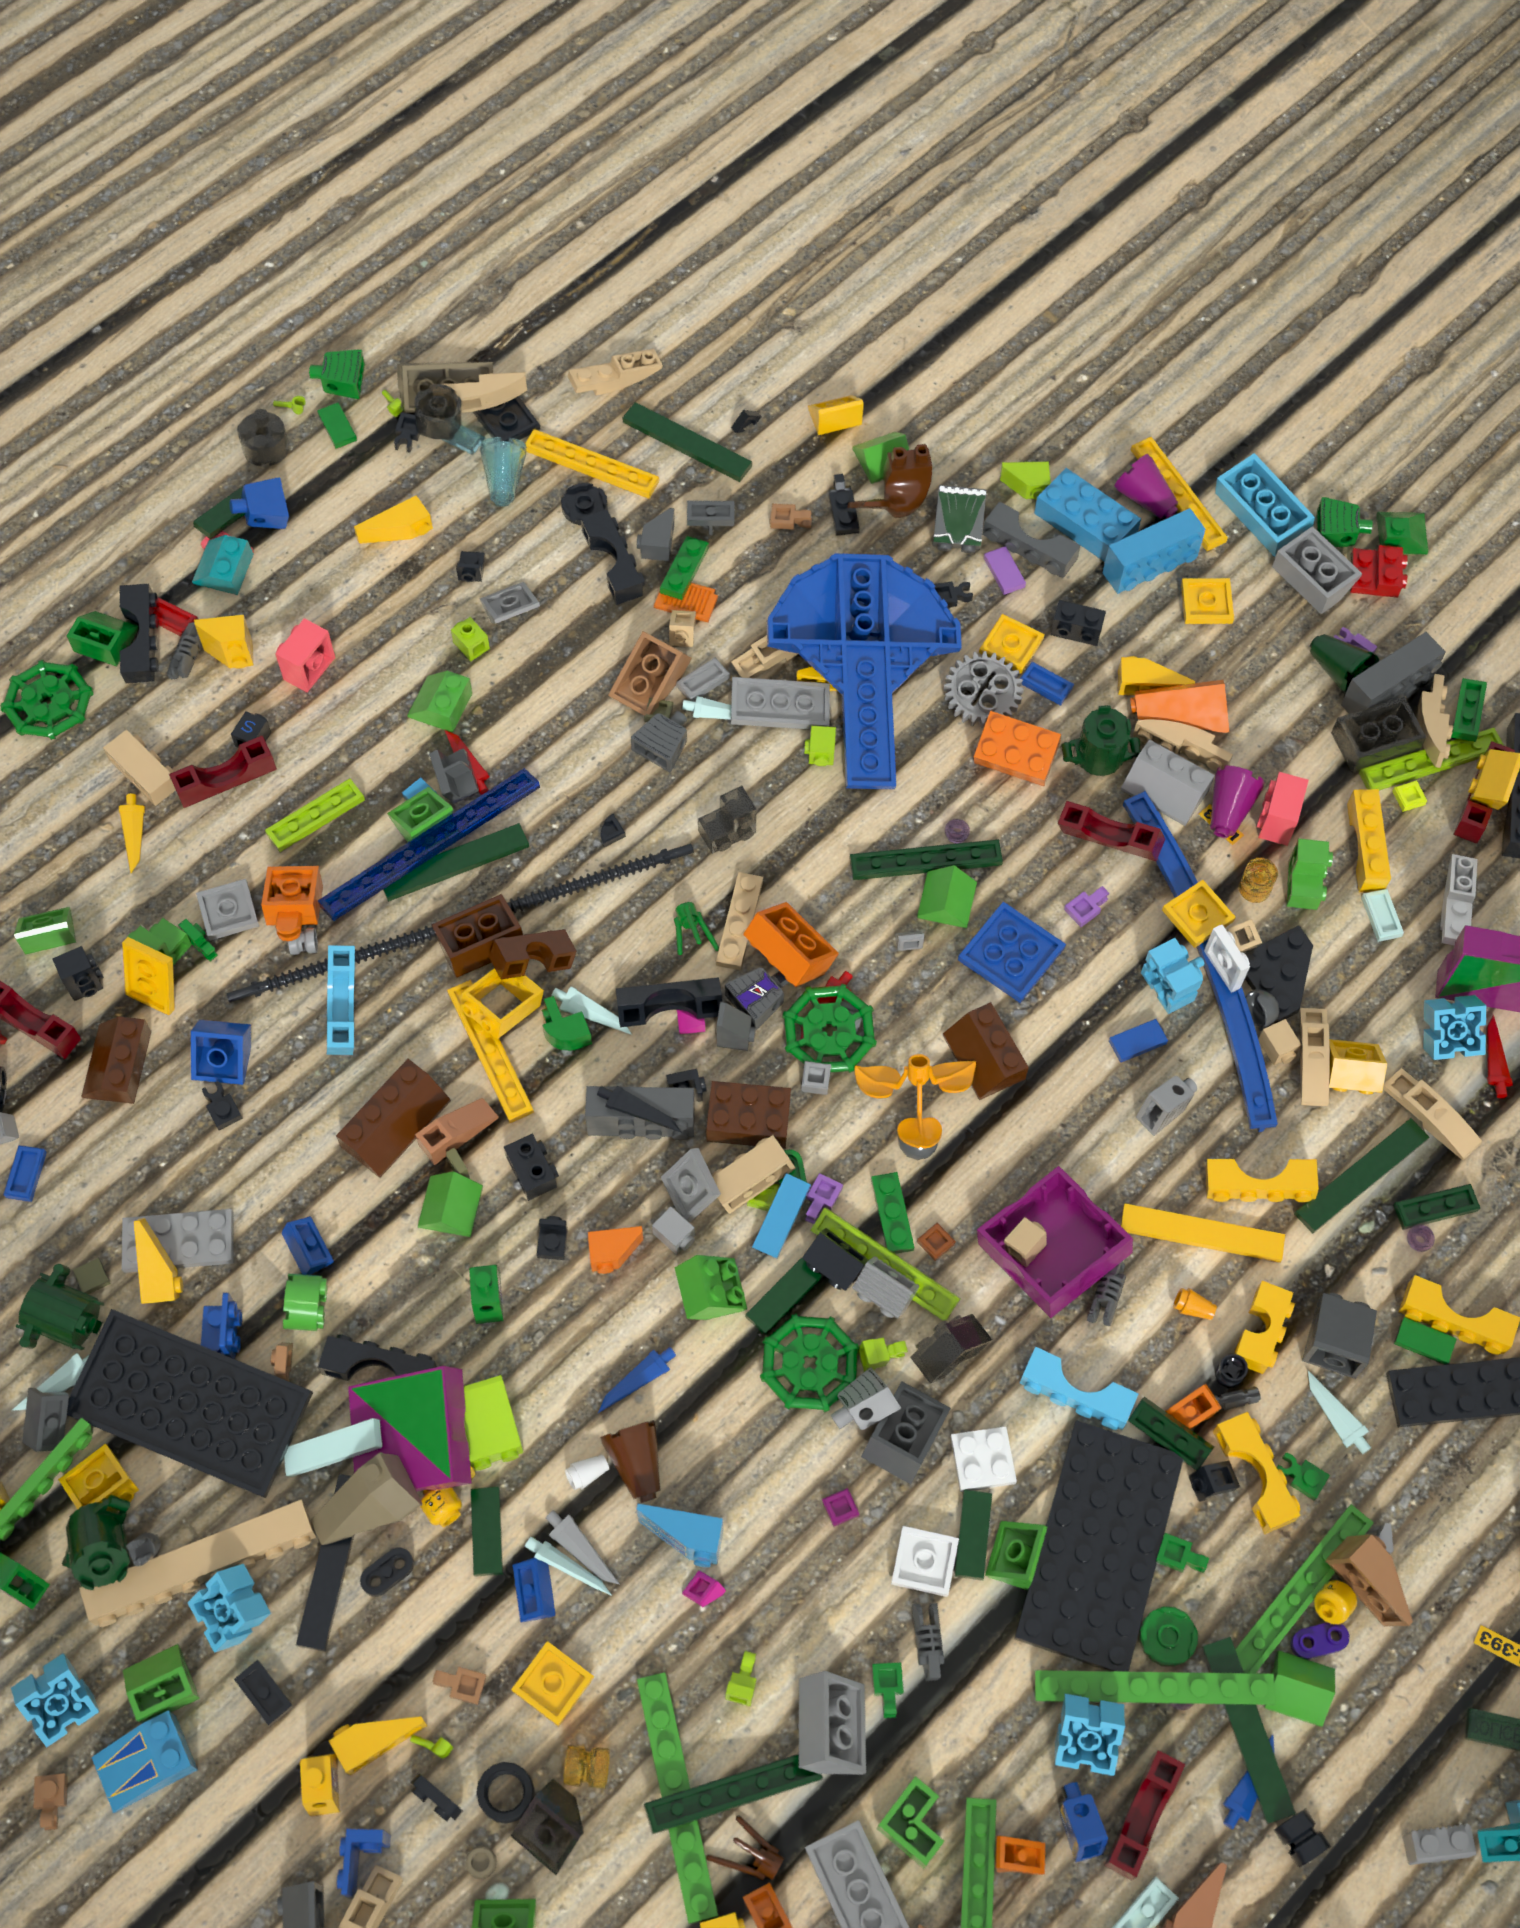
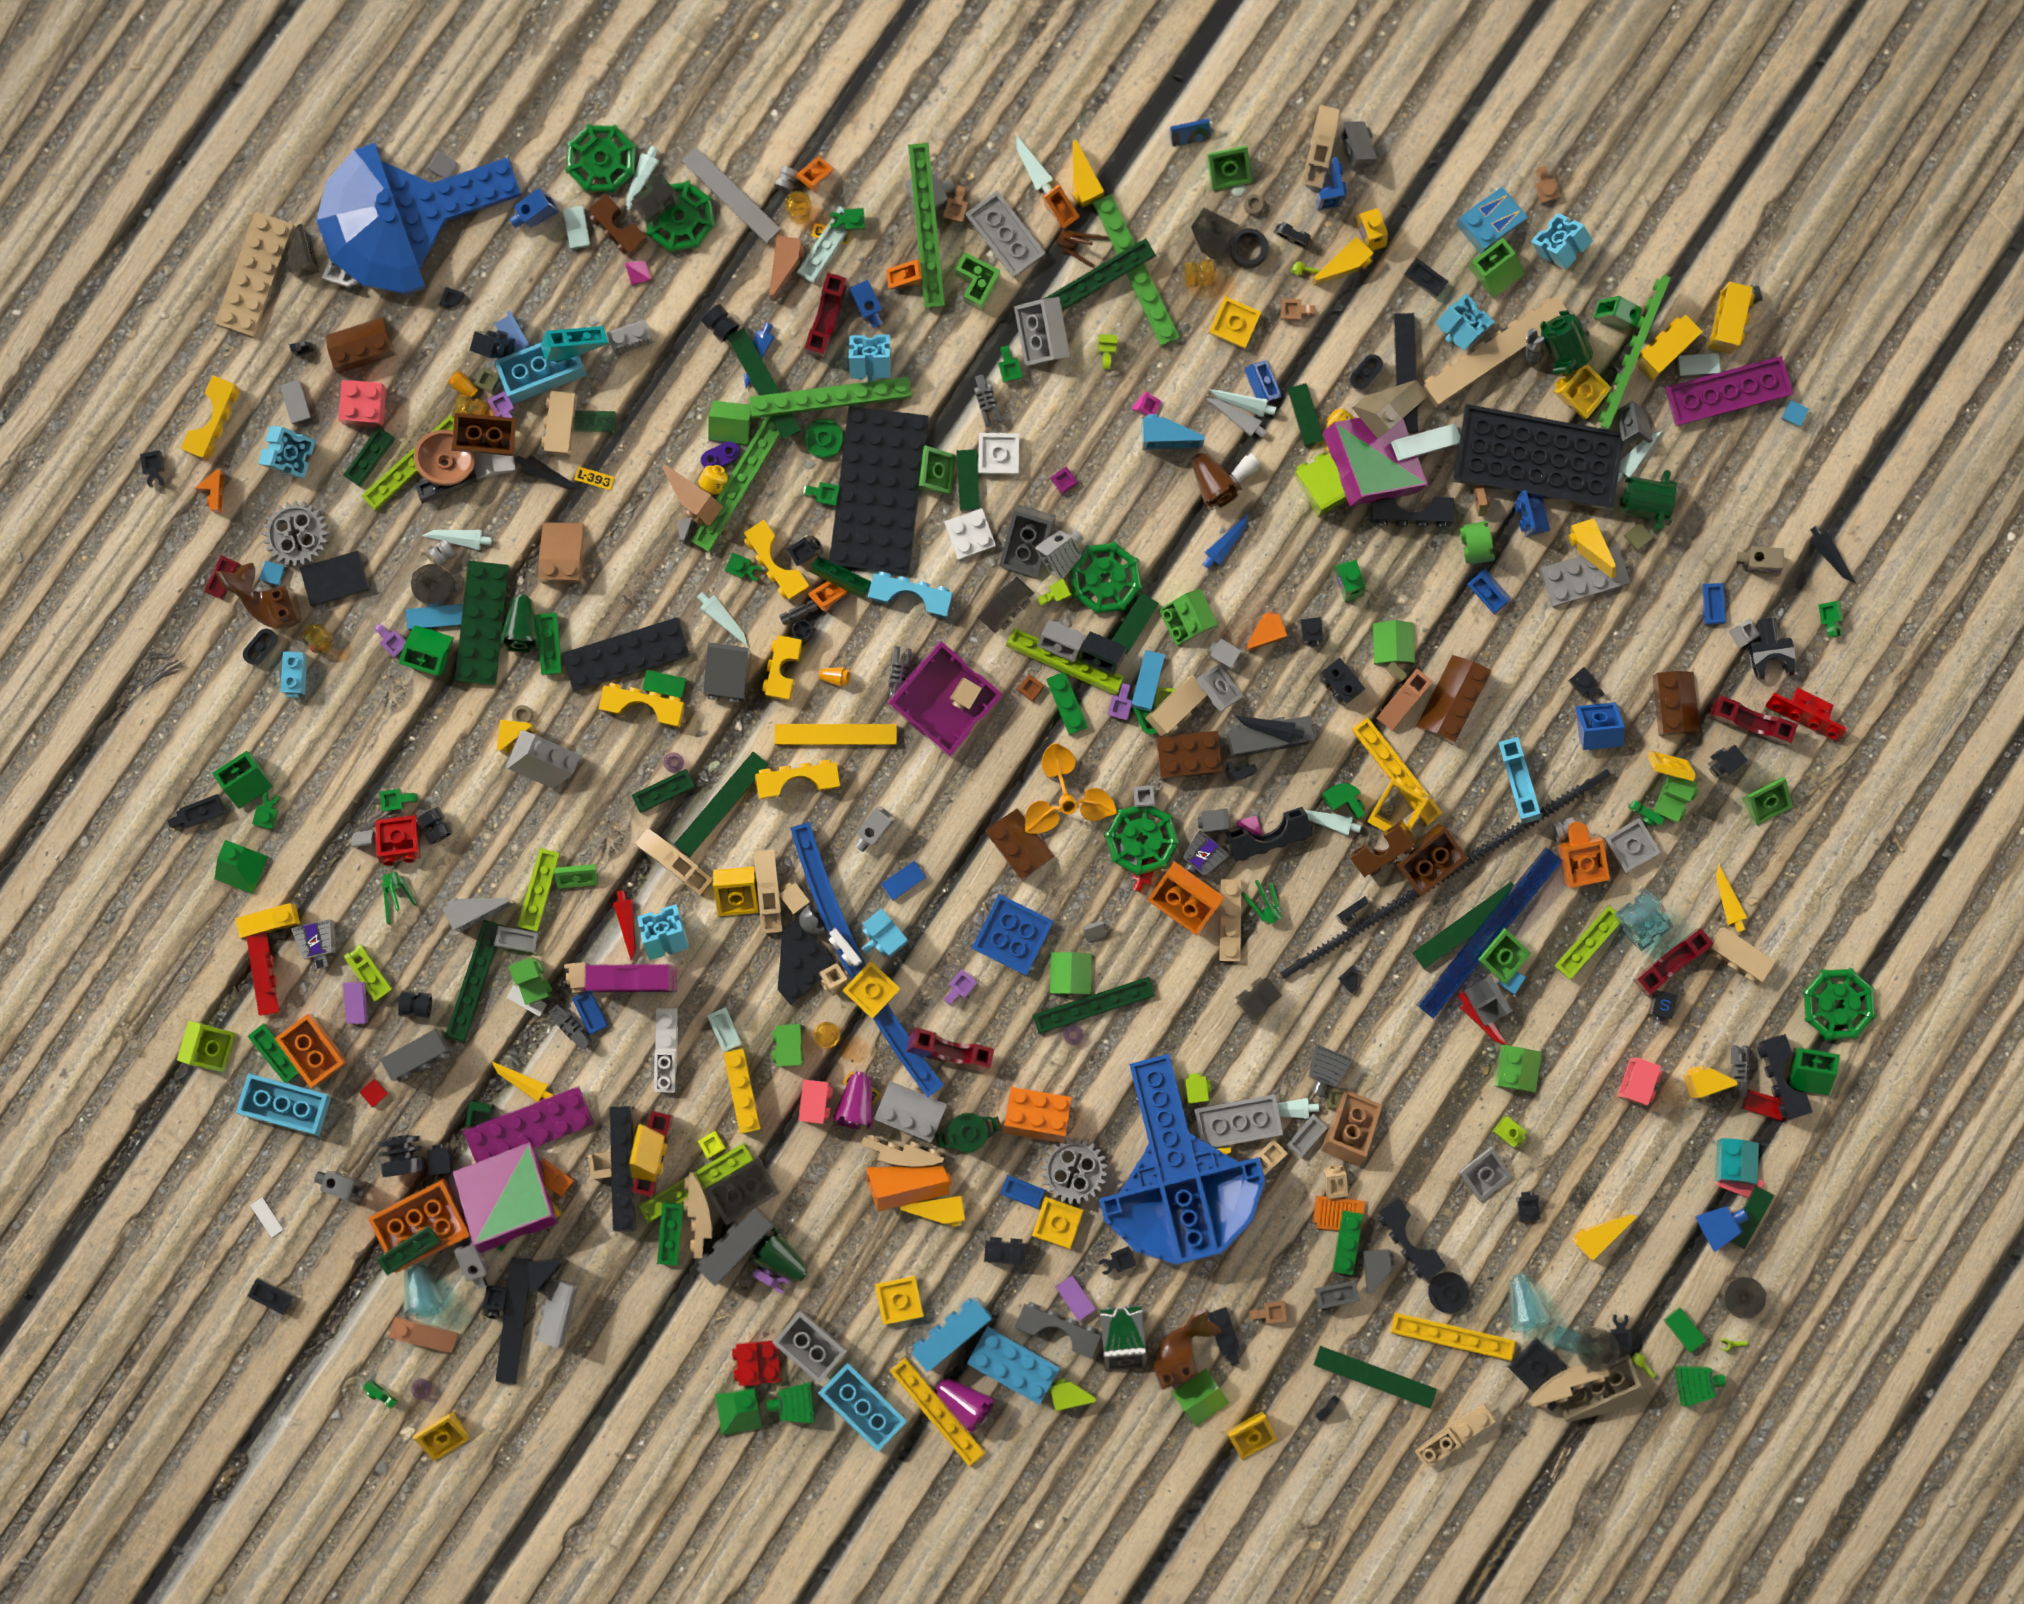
camera: 170 degrees right, 20 degrees up
(242, 819) = (1644, 920): none -> clear light blue brick
(592, 899) = (1349, 913): none -> black plate

